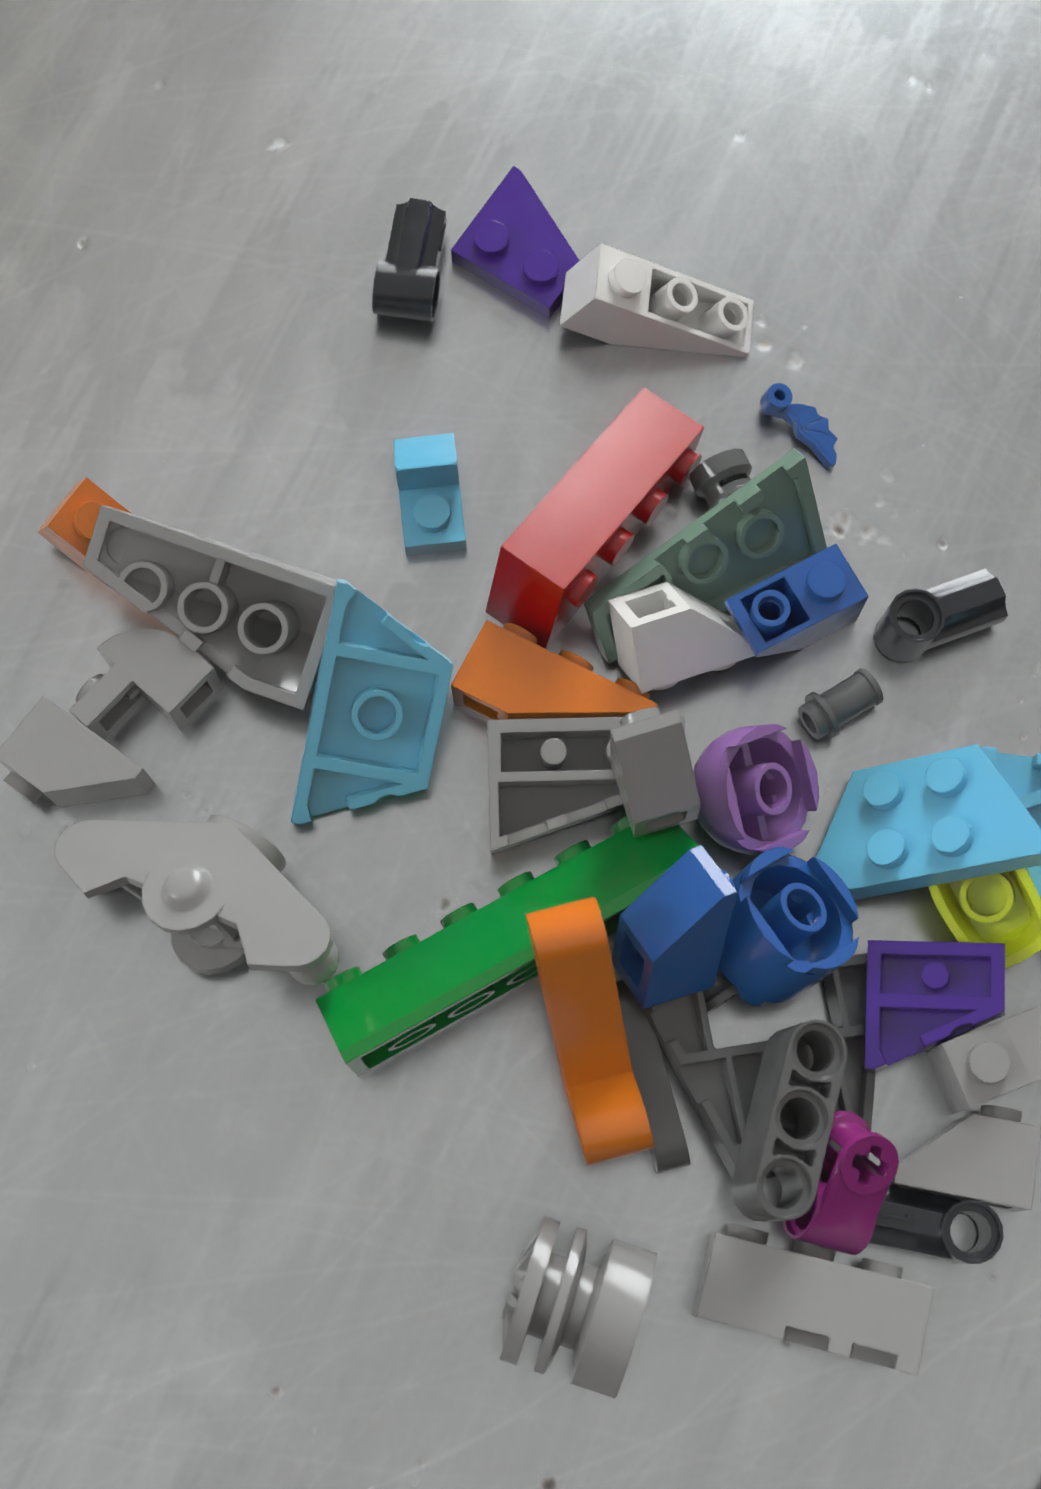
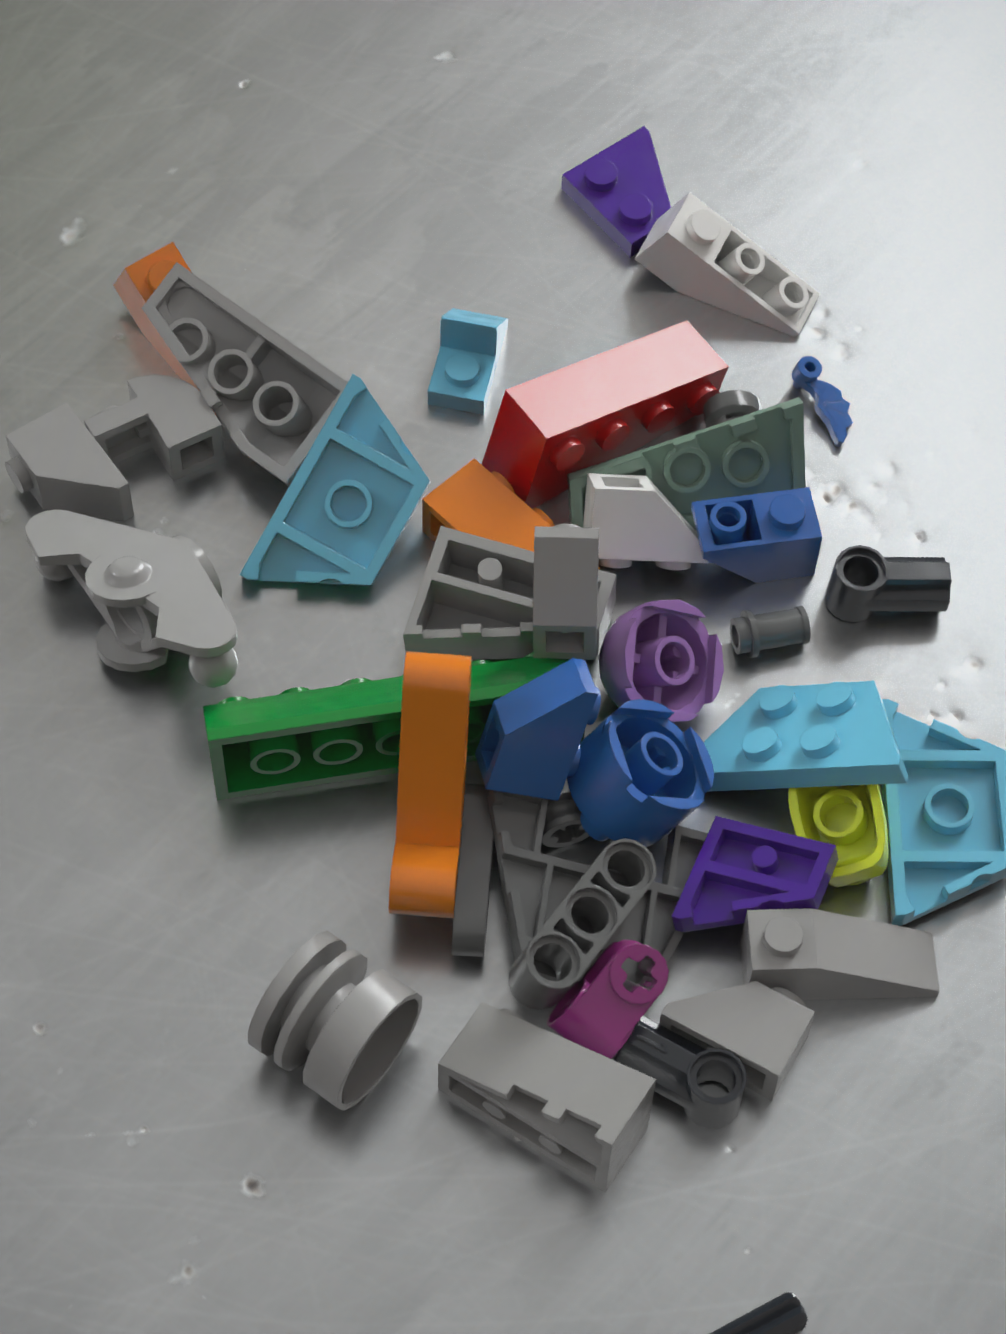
camera: 15 degrees right, 15 degrees down
(409, 277) = (520, 181): black piece -> none

